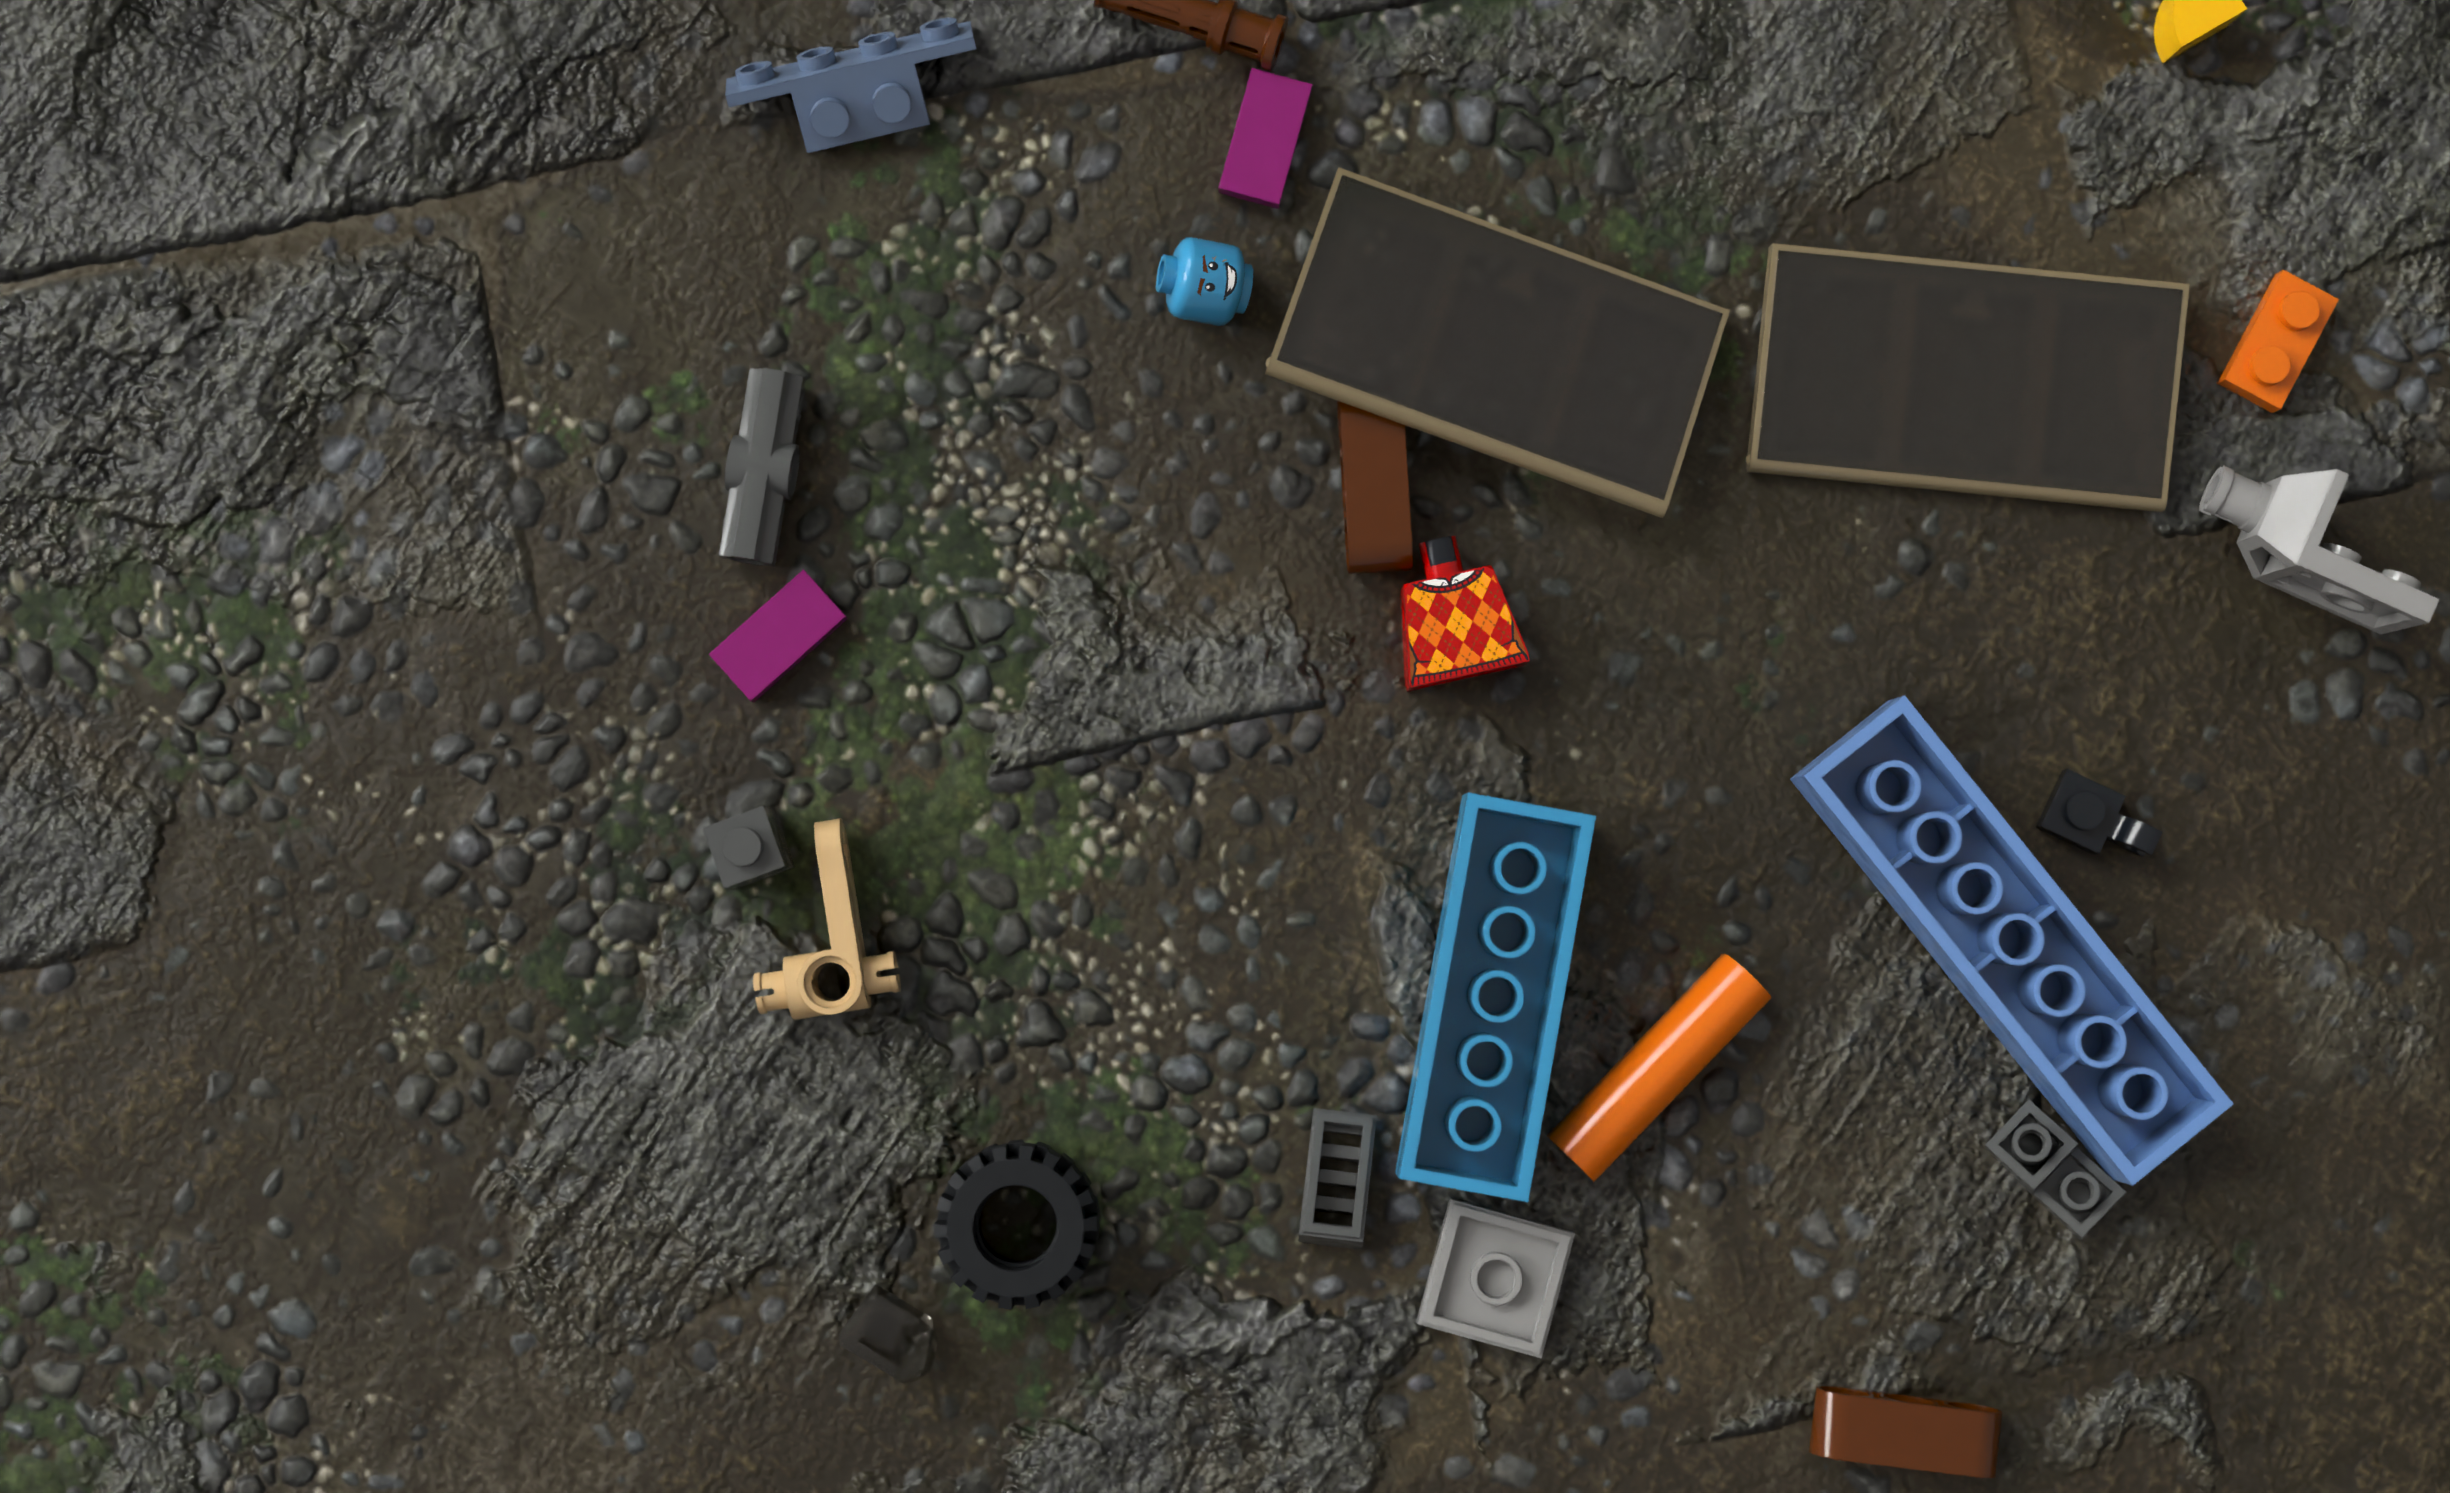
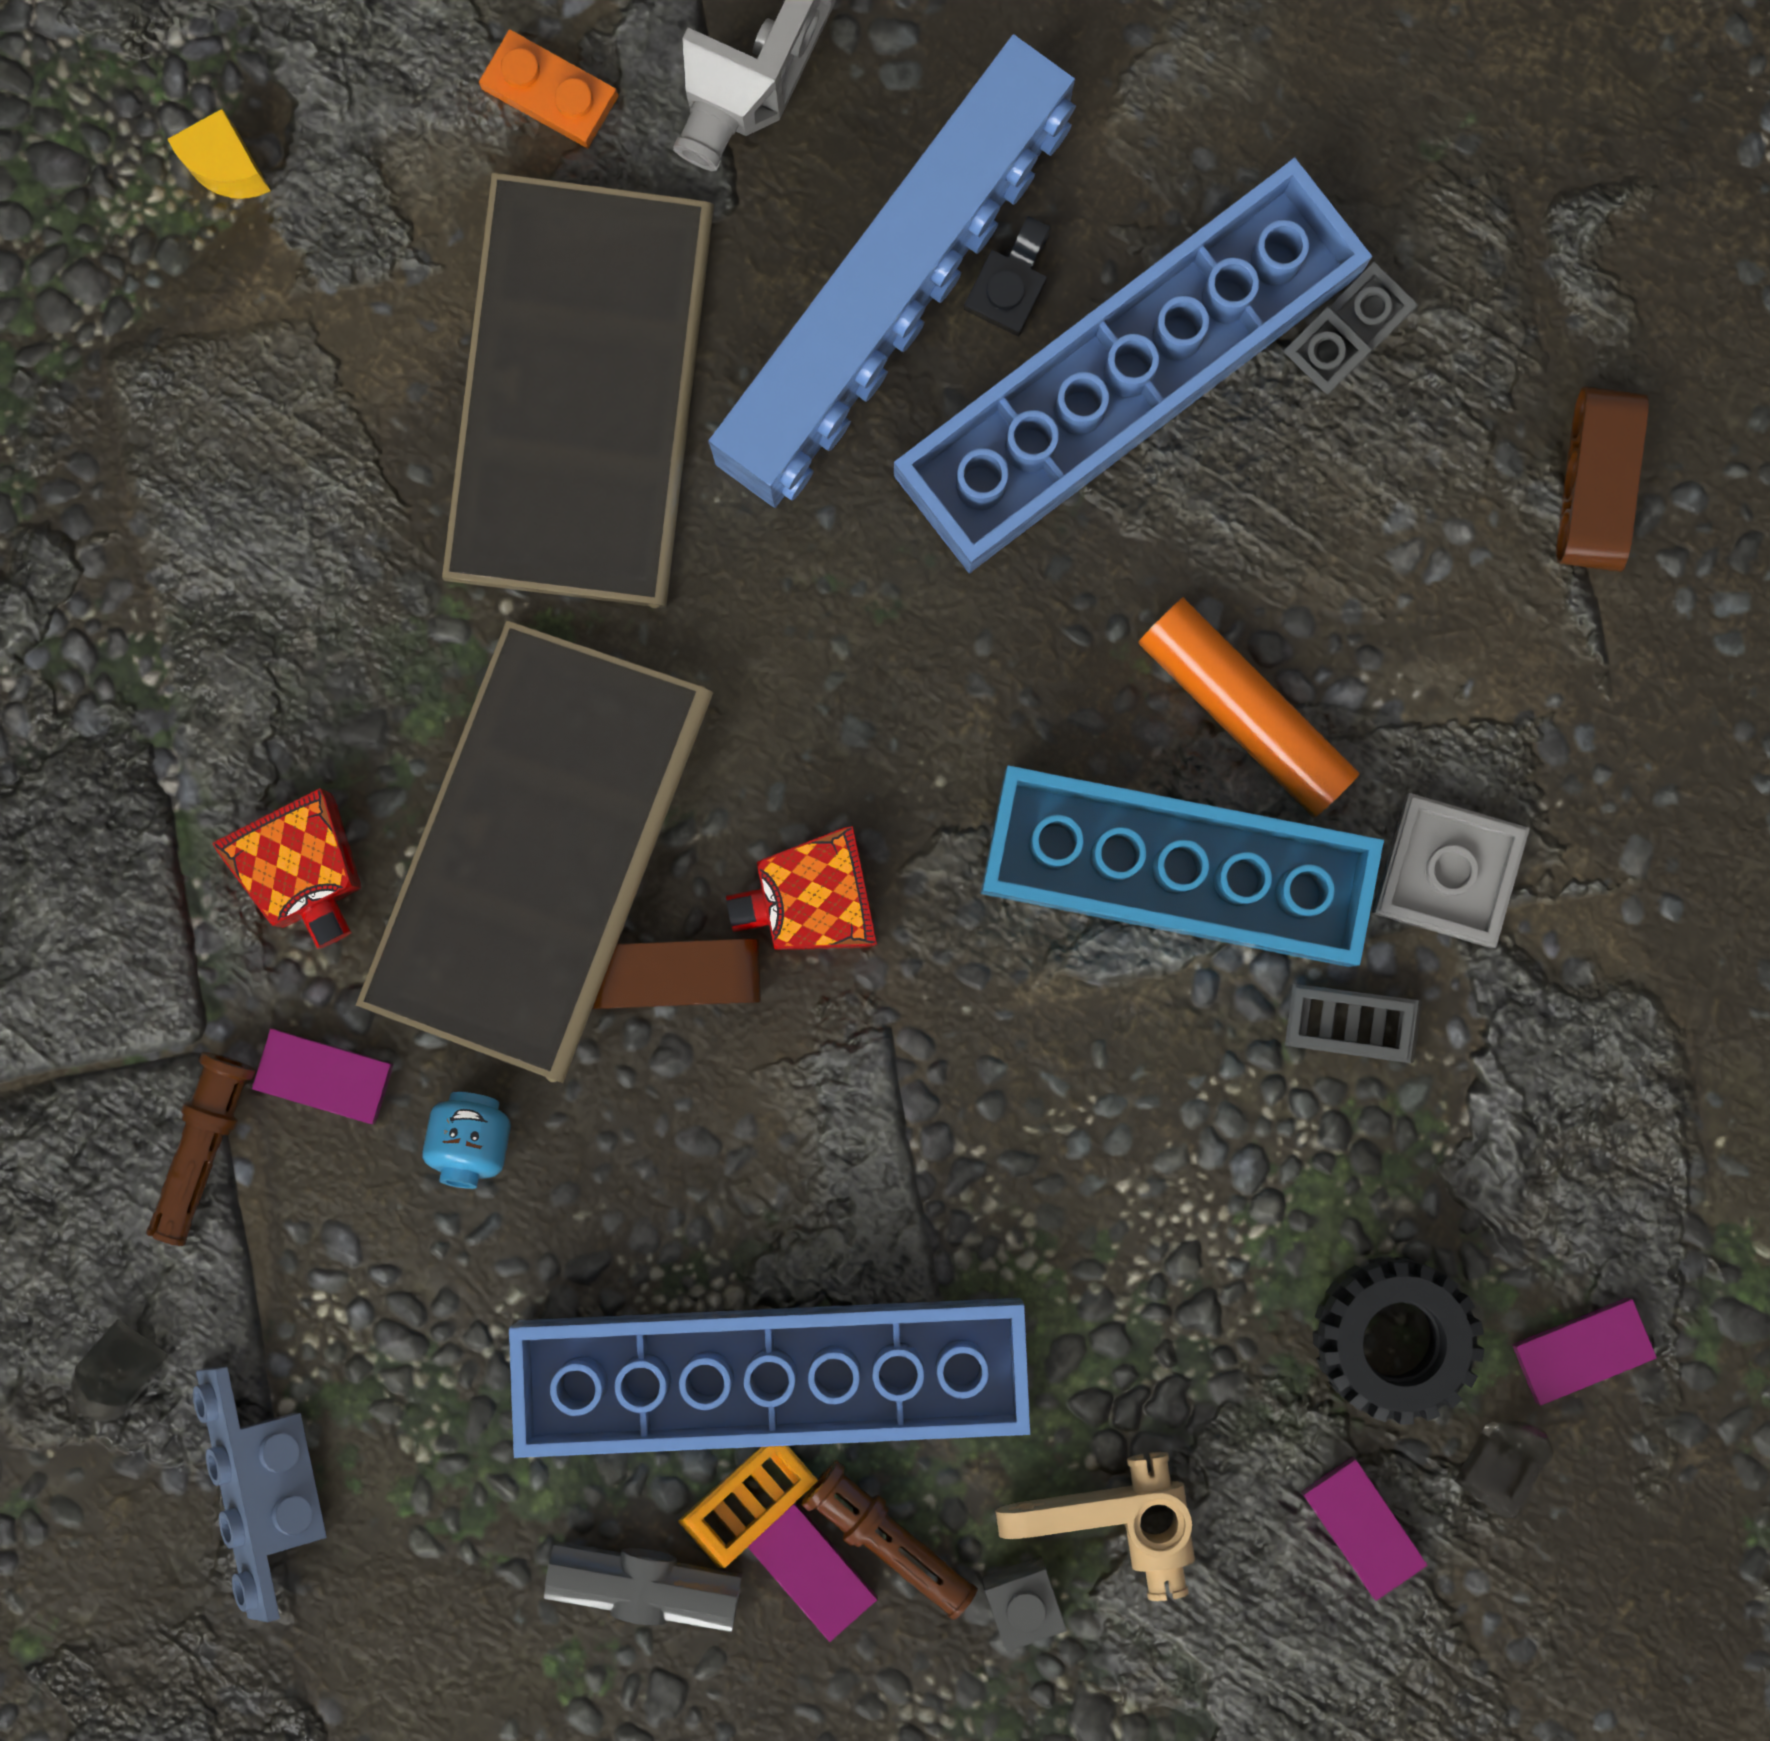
camera: 85 degrees left, 0 degrees up
(760, 775) = (949, 1591): none -> reddish brown pin
(809, 532) = (709, 1541): none -> light orange slope
(826, 1193) = (1364, 1528): none -> magenta tile
(972, 587) = (769, 1377): none -> medium blue brick
(1007, 1418) = (1584, 1351): none -> magenta tile
(1477, 106) = (296, 865): none -> torso
(2100, 696) = (894, 274): none -> medium blue brick

